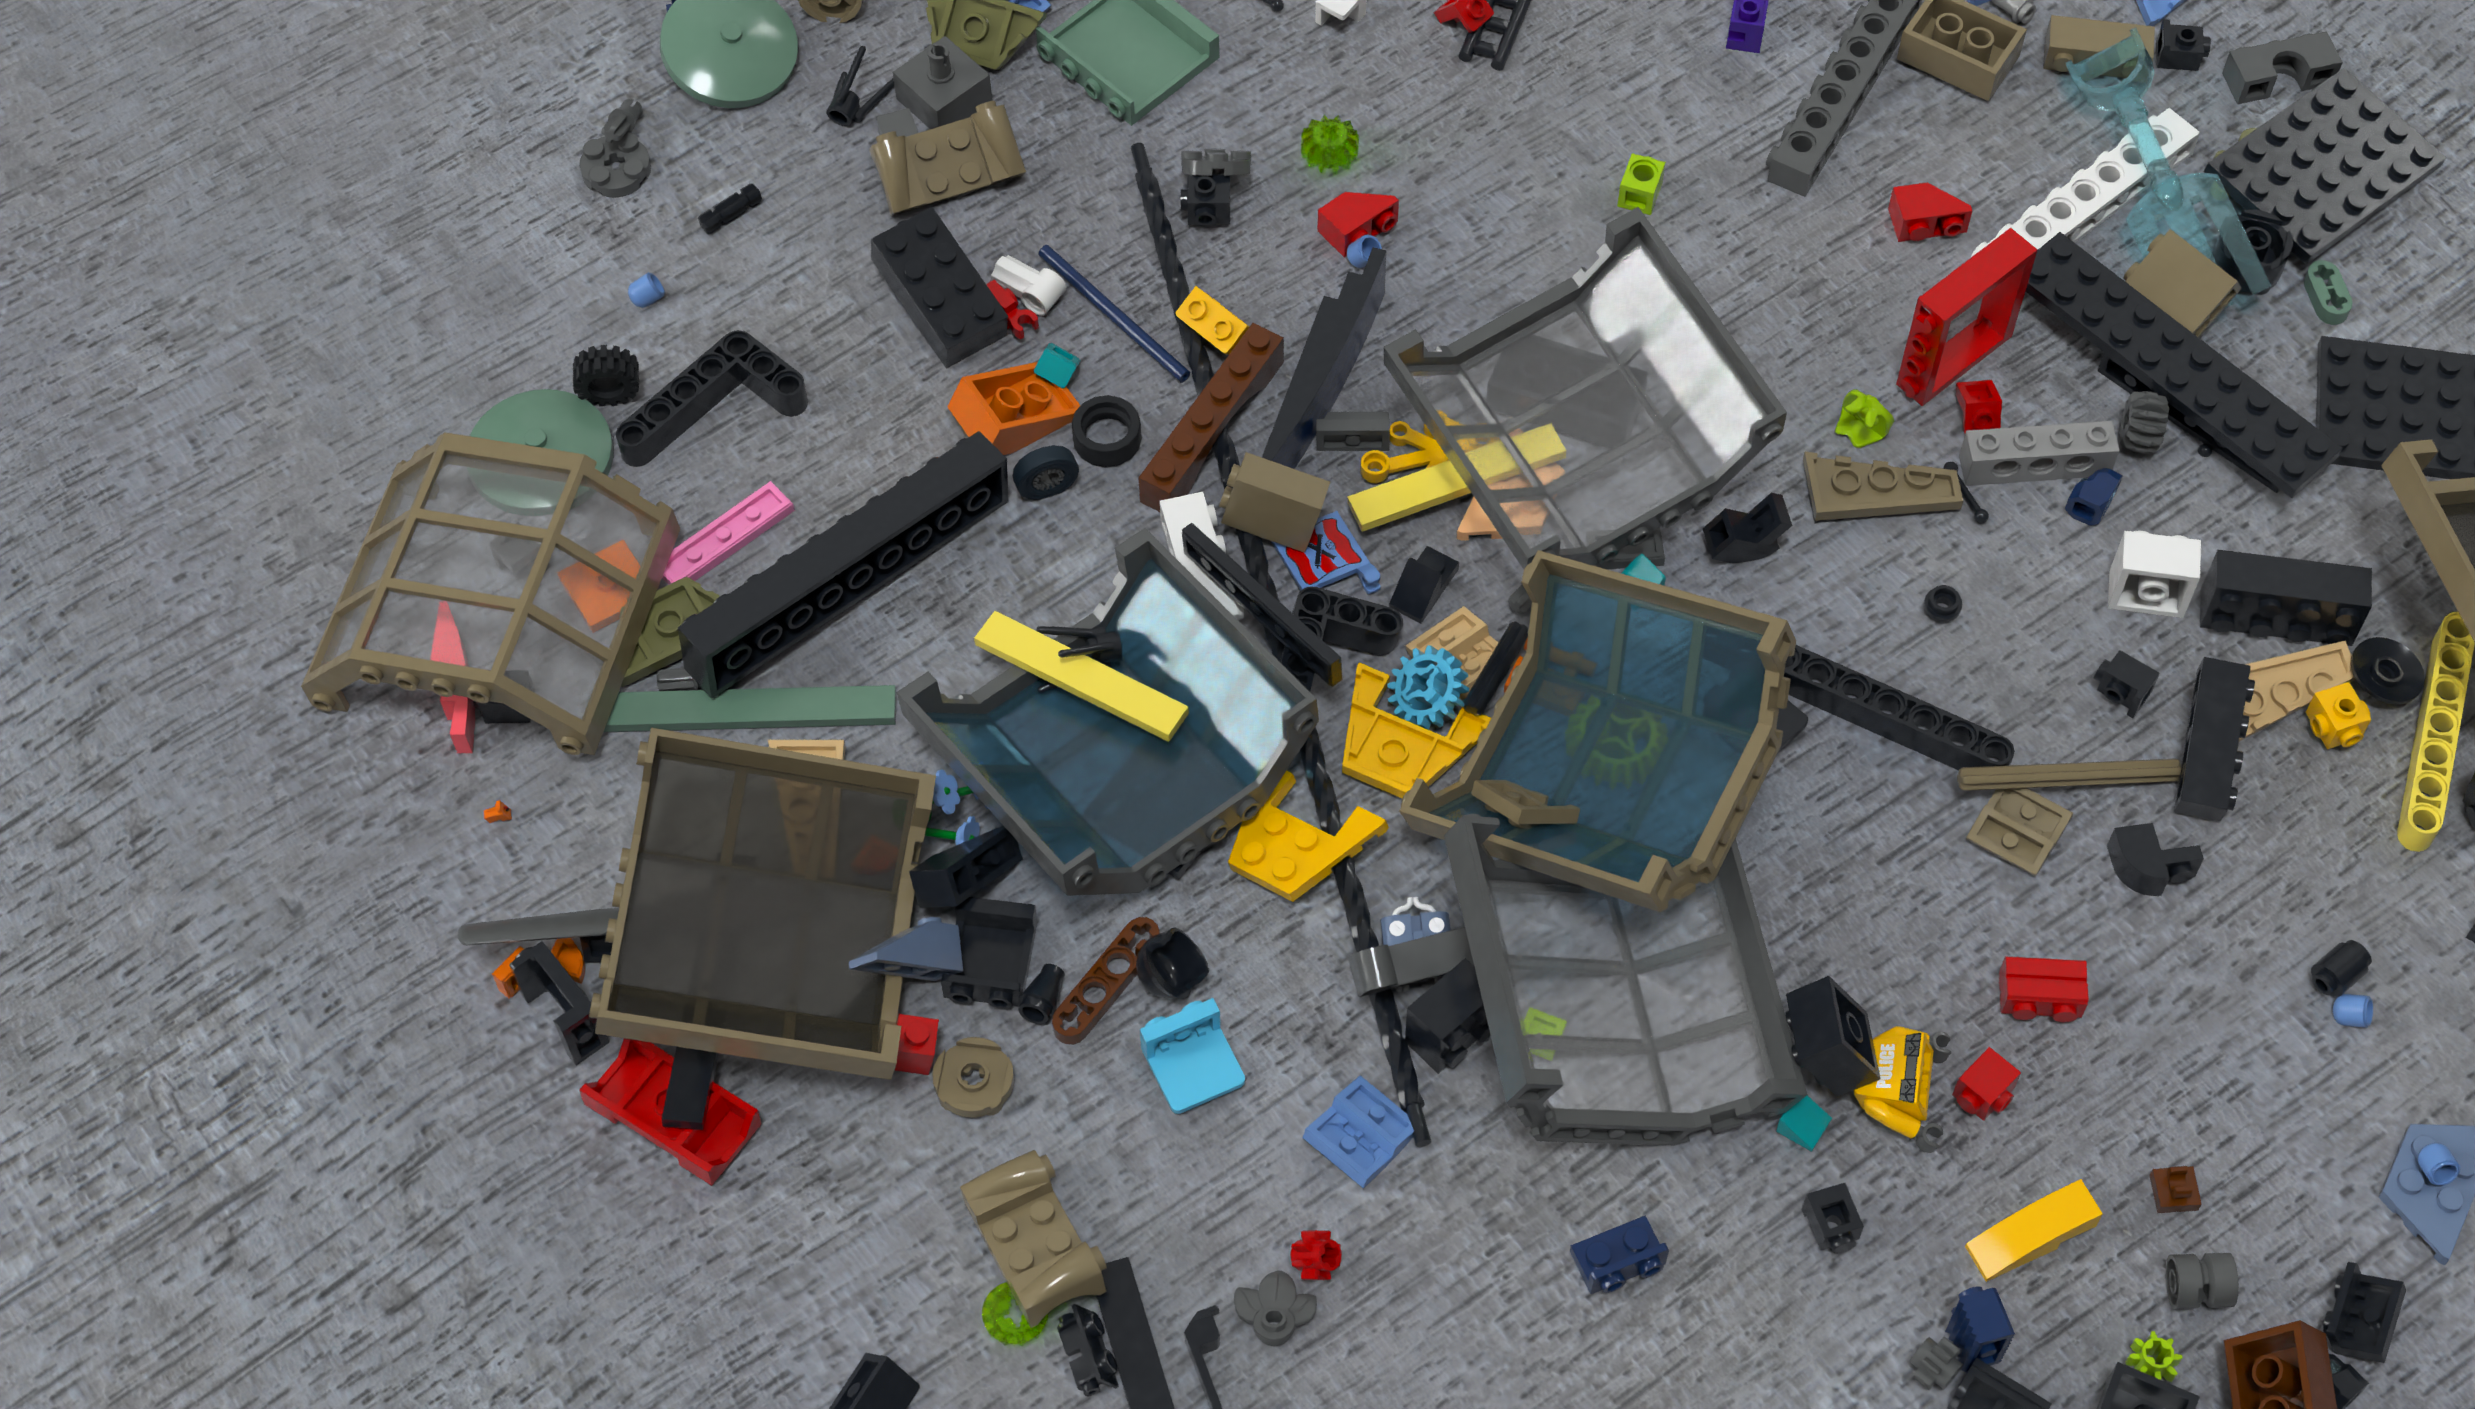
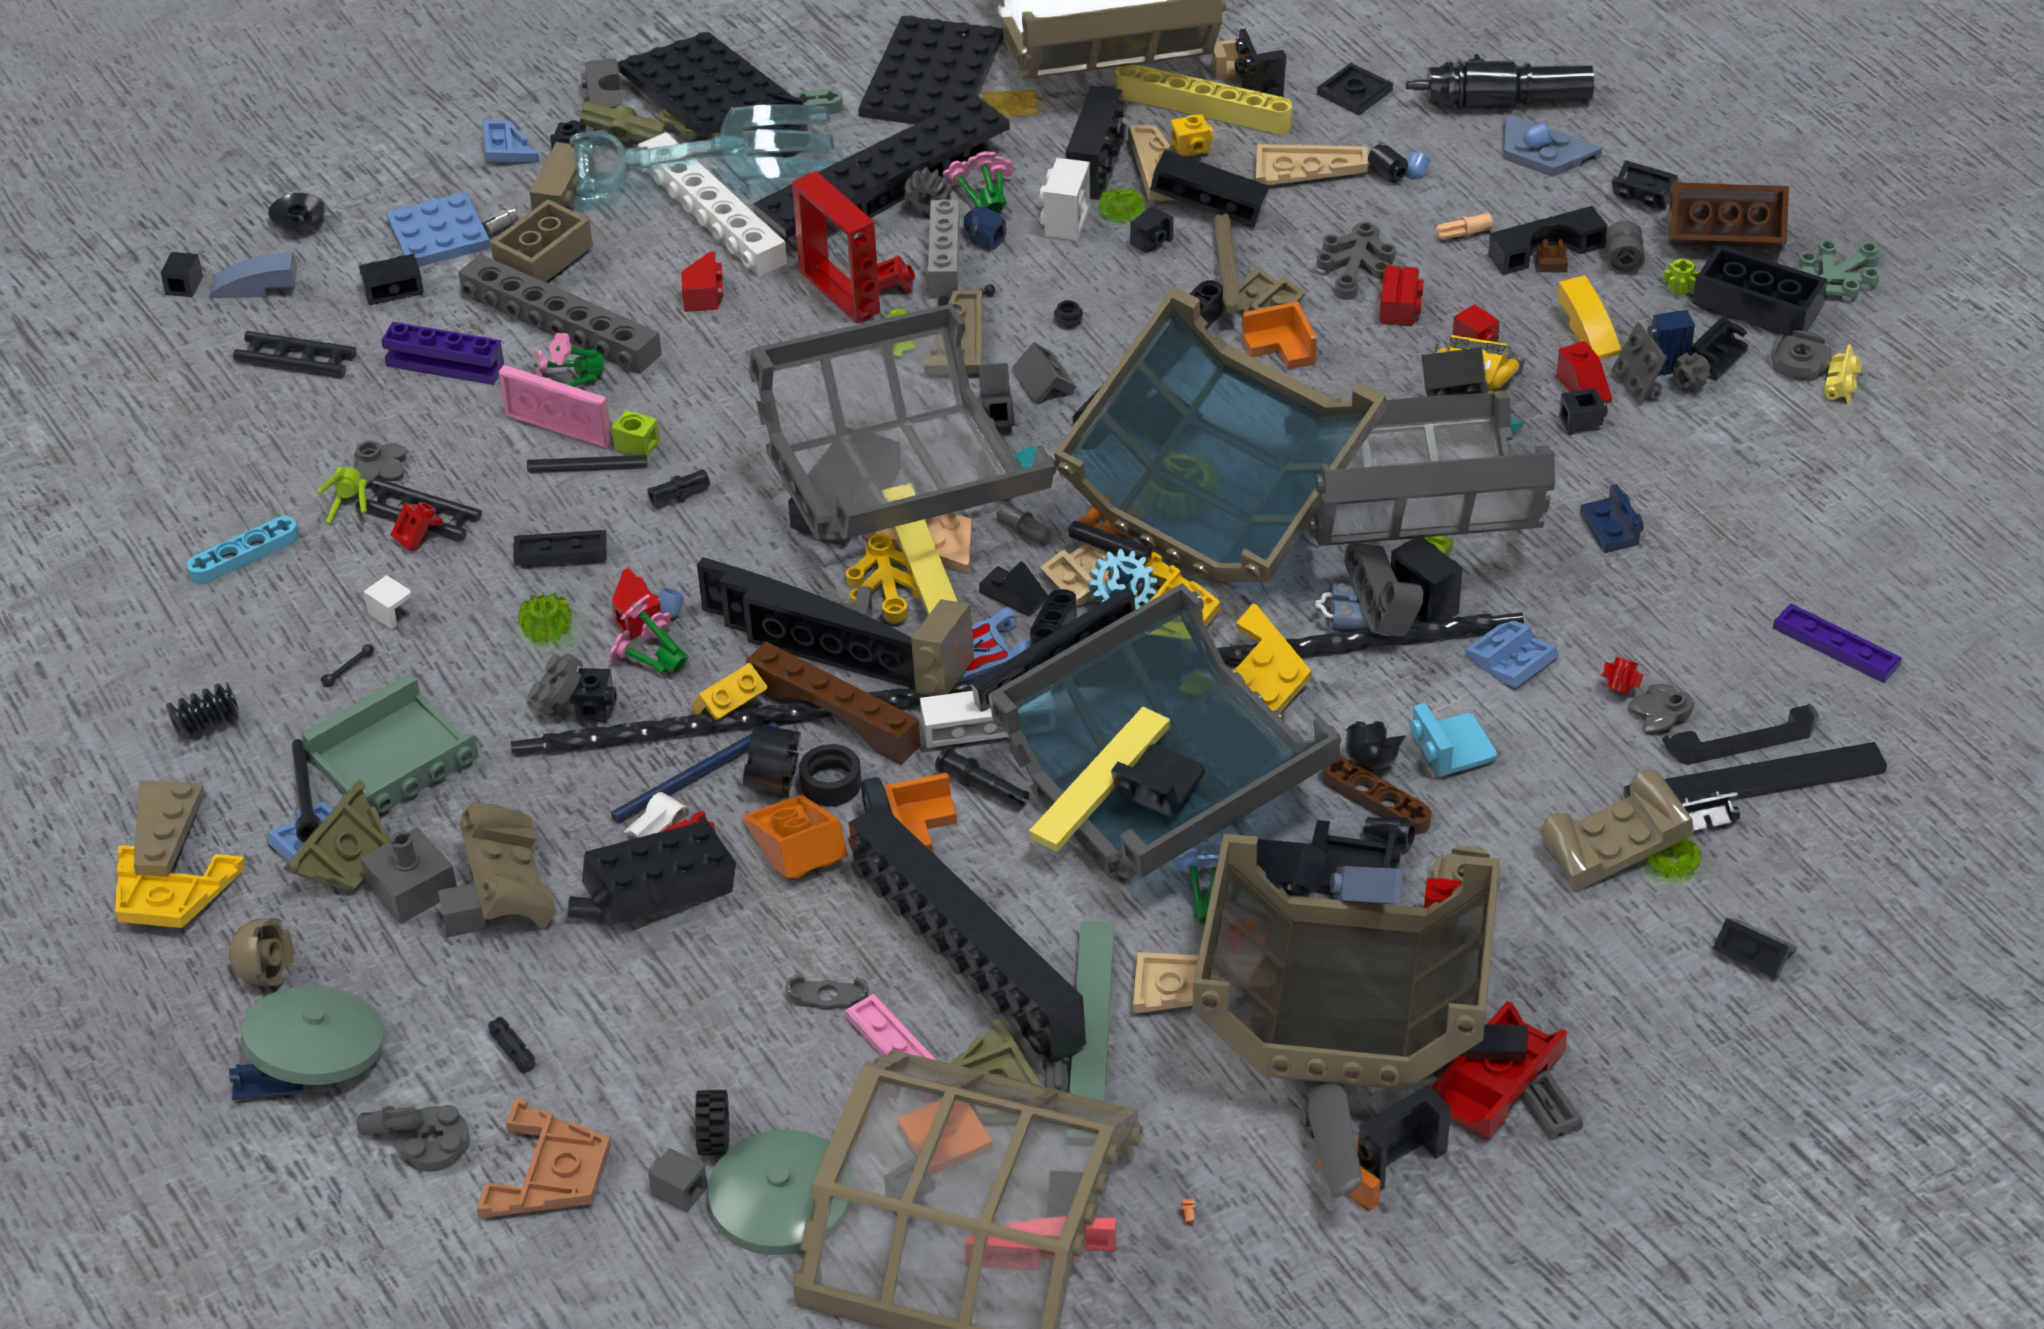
camera: 85 degrees left, 15 degrees down
(547, 361) = (677, 1179): none -> dark grey brick
(576, 270) = (562, 1169): none -> nougat wing
(637, 1182) = (1560, 1126): none -> dark grey tile
(645, 290) = (598, 1110): medium blue piece -> none
(704, 383) = (709, 1037): black beam -> none
(800, 445) = (806, 992): none -> dark grey piece
(845, 103) = (407, 950): black plant -> none
(1044, 508) = (922, 804): none -> orange panel
(1056, 365) = (753, 804): teal slope -> none
(1075, 732) = (1158, 779): none -> black bracket
(1101, 583) = (969, 772): none -> black pin
(1102, 647) = (1069, 765): black plant -> none
(1110, 365) = (771, 759): none -> black brick
(1277, 261) = (669, 654): none -> plant
(1446, 143) = (560, 547): none -> black plate
(1521, 804) = (1251, 518): dark tan wing -> none
(1559, 237) = (678, 487): none -> black pin
(1597, 151) = (587, 463): none -> black bar
(1662, 91) = (555, 406): none -> bright pink tile
(1757, 120) = (588, 364): none -> plant
(1820, 585) = (1040, 372): none -> dark grey panel
(1908, 1222) = (1582, 369): none -> red slope
(1940, 1287) = (1639, 365): none -> dark grey hinge
(1942, 851) = (1280, 330): none -> orange panel
(2127, 935) = (1363, 235): none -> dark grey plant
(2144, 865) = (1298, 239): black brick -> none
(2158, 495) = (992, 167): none -> plant
(2178, 1134) = (1579, 229): none -> black arch
(2182, 282) = (813, 146): dark tan brick -> none
(2185, 662) = (1113, 204): none -> clear neon green gear
(2214, 89) = (620, 122): none -> olive piece
(2220, 1072) = (1465, 226): none -> light nougat axle
(2321, 860) = (1307, 162): none -> tan wing
(2376, 531) = (1012, 102): none -> clear yellow tile
(2387, 670) = (1153, 112): black dish -> none

